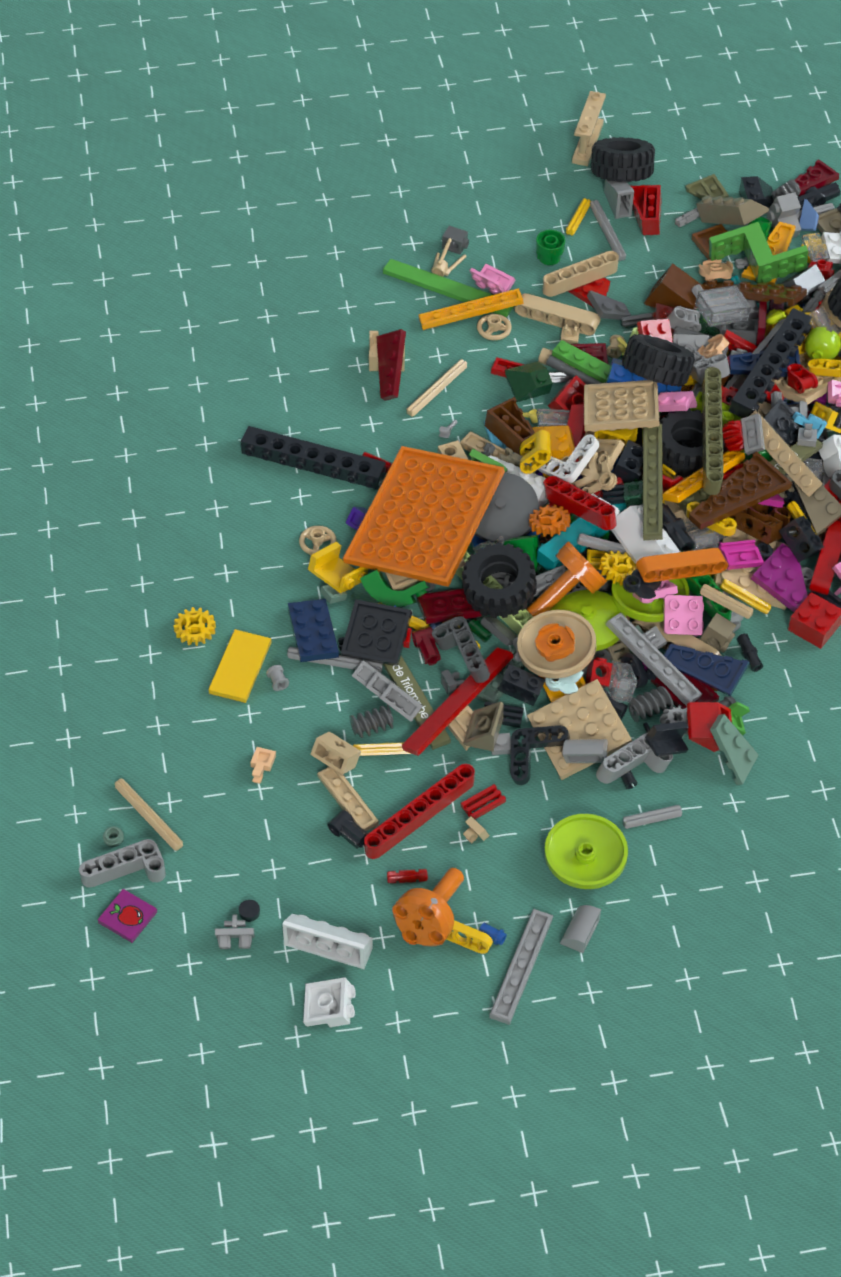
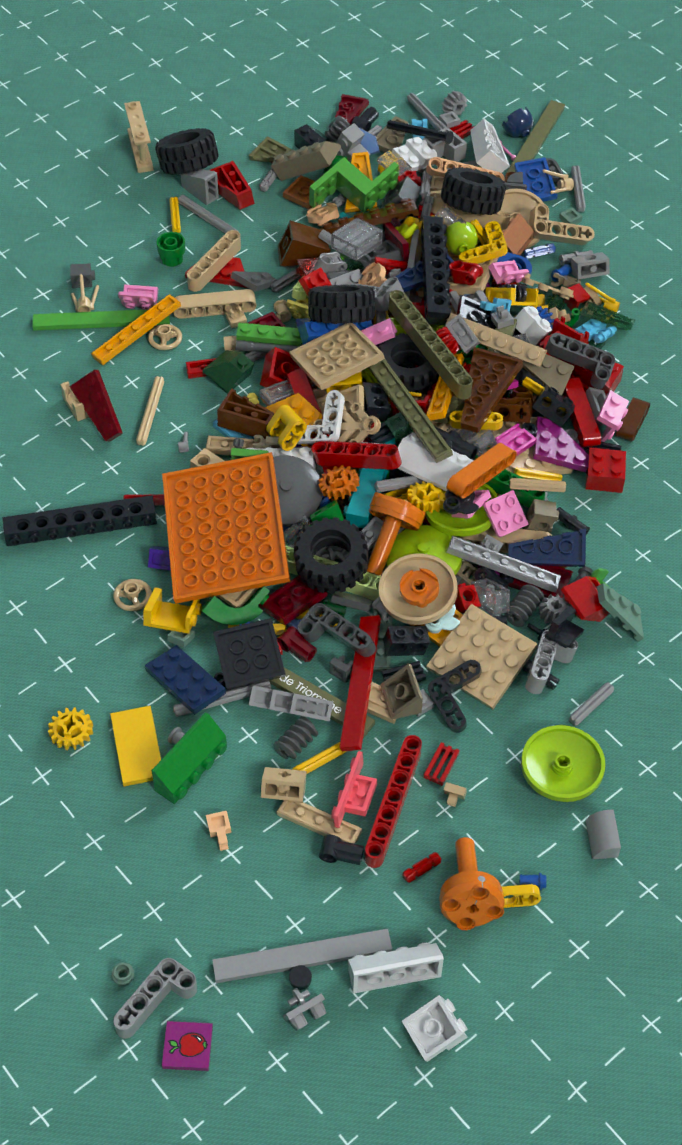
camera: 30 degrees left, 0 degrees up
(148, 814) = (143, 933): tan axle -> none
(263, 894) = (303, 954): none -> light grey tile
(271, 694) = (189, 759): none -> green slope
(391, 788) = (356, 794): none -> coral bracket
(521, 967) = (576, 899): light grey tile -> none
(585, 750) = (505, 672): light grey brick -> none

